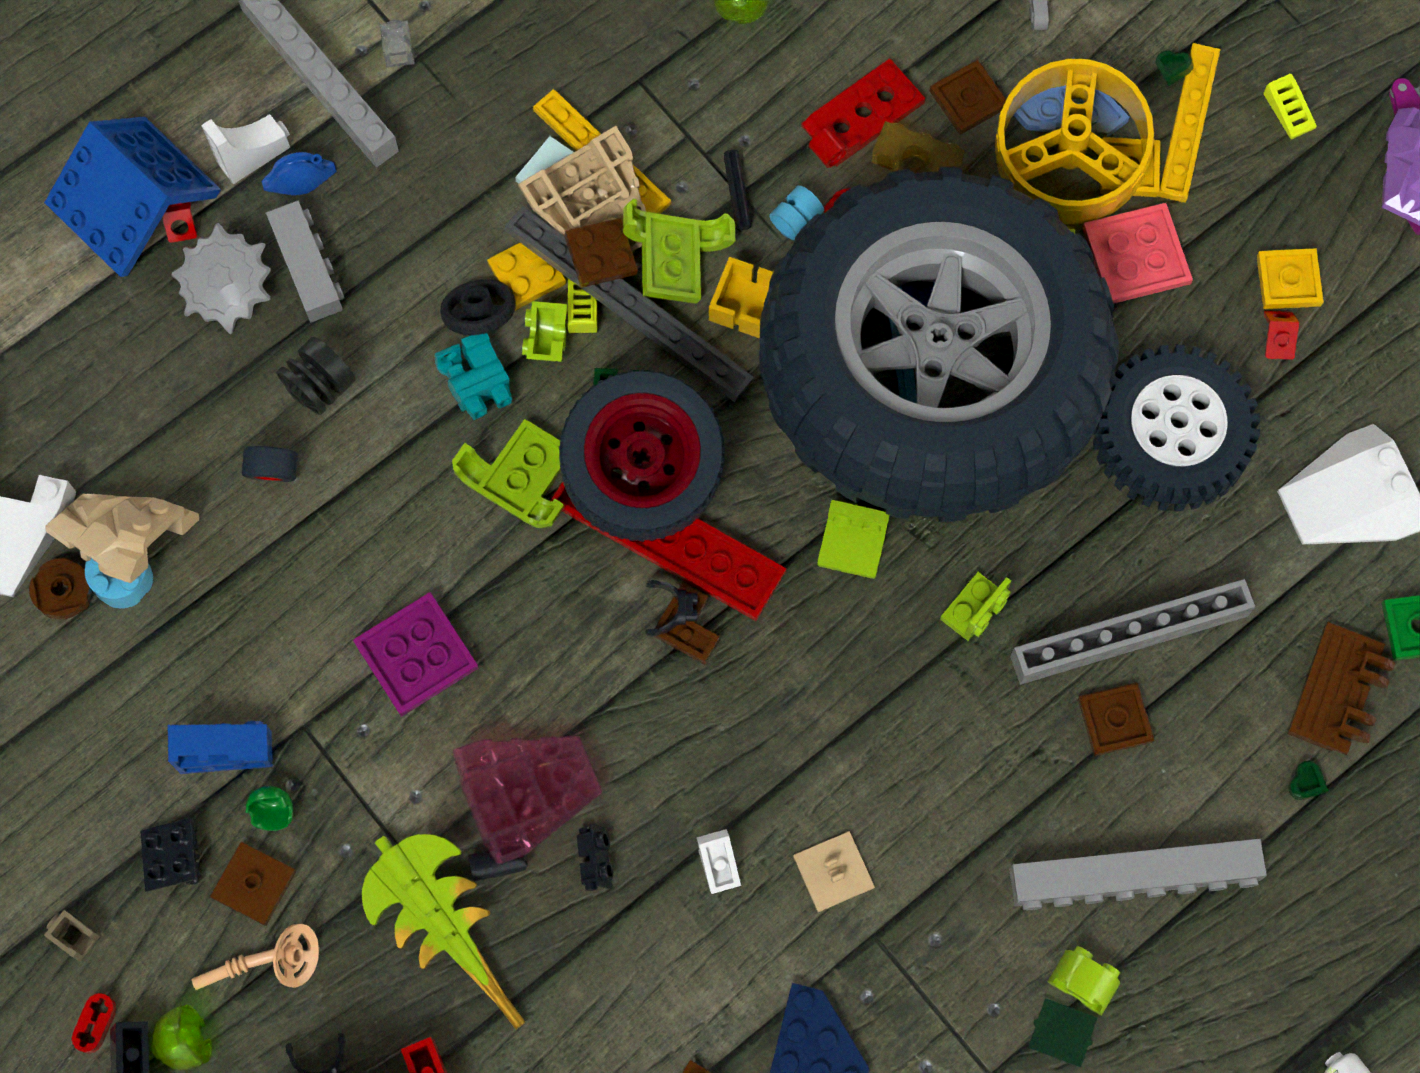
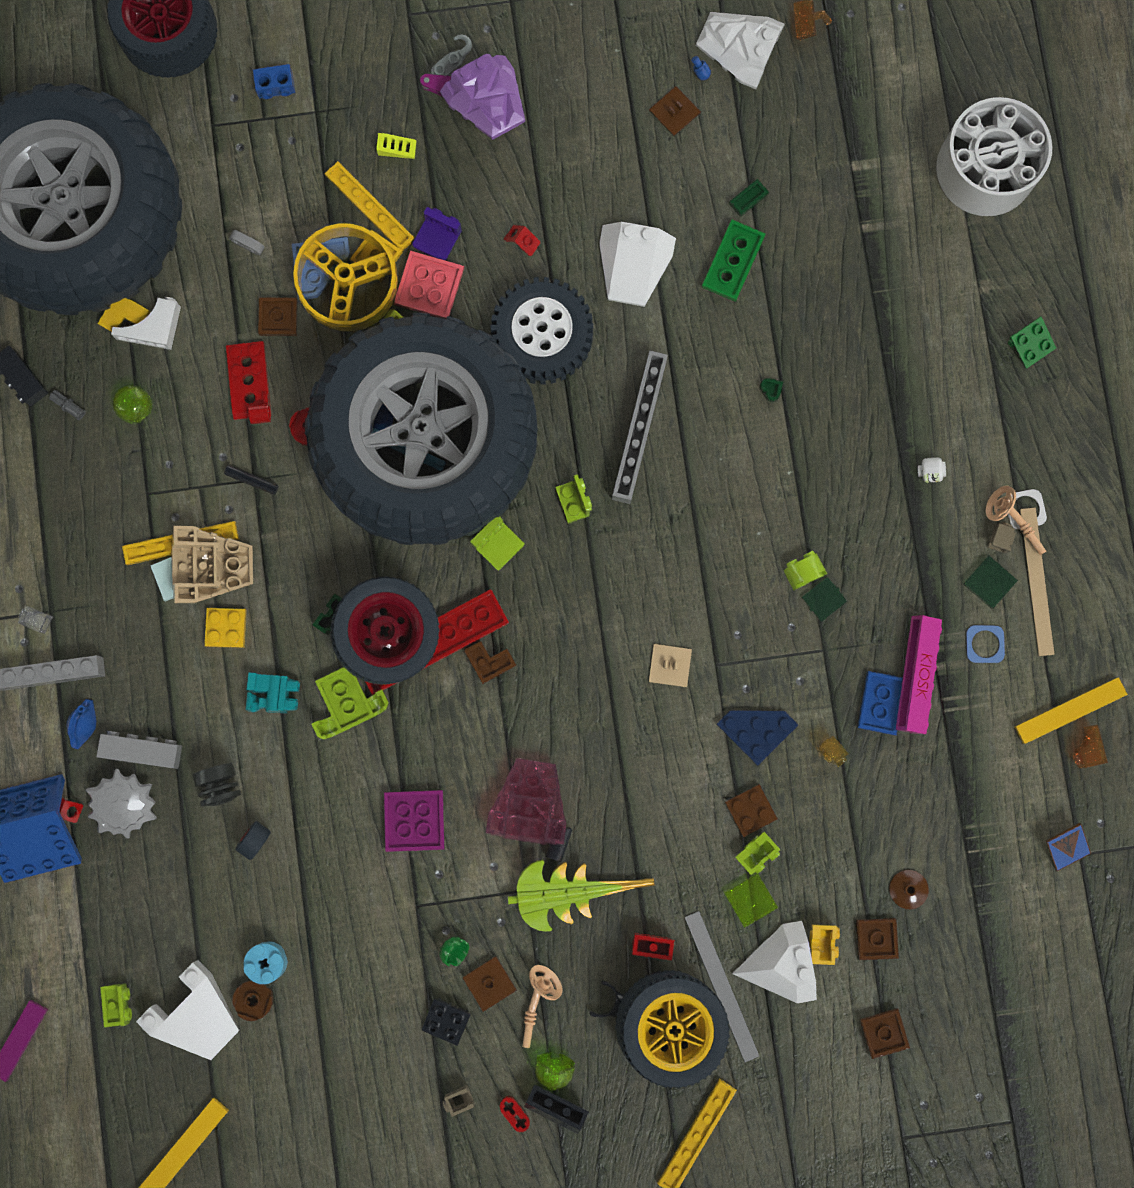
camera: 60 degrees left, 10 degrees up
(118, 530) = (241, 950): tan wedge -> none
(219, 747) = (402, 959): blue wedge -> none
(246, 147) = (46, 744): white arch -> none
(477, 307) = (232, 668): black wheel -> none
(547, 331) = (271, 638): lime cylinder -> none
(581, 325) = (278, 615): neon yellow slope -> none
(594, 843) = (596, 791): black hinge -> none
(600, 252) = (244, 580): reddish brown plate -> none
(634, 309) = (282, 582): dark grey plate -> none
(673, 250) = (267, 538): lime piece -> none
(685, 610) = (478, 656): black helmet -> none
(718, 861) = (630, 724): white slope -> none
(738, 298) = (321, 516): yellow piece -> none
(798, 210) = (287, 454): medium azure wheel -> none
(899, 143) = (306, 355): clear yellow arch -> none
(1115, 719) = (679, 466): reddish brown tile -> none
(1137, 873) = (767, 507): light grey brick -> none
(1173, 65) = (331, 193): dark green tile -> none
(1211, 223) = (437, 234): none -> dark purple bracket
(1290, 278) = (495, 213): yellow plate -> none
(1333, 689) = (731, 341): reddish brown hinge -> none

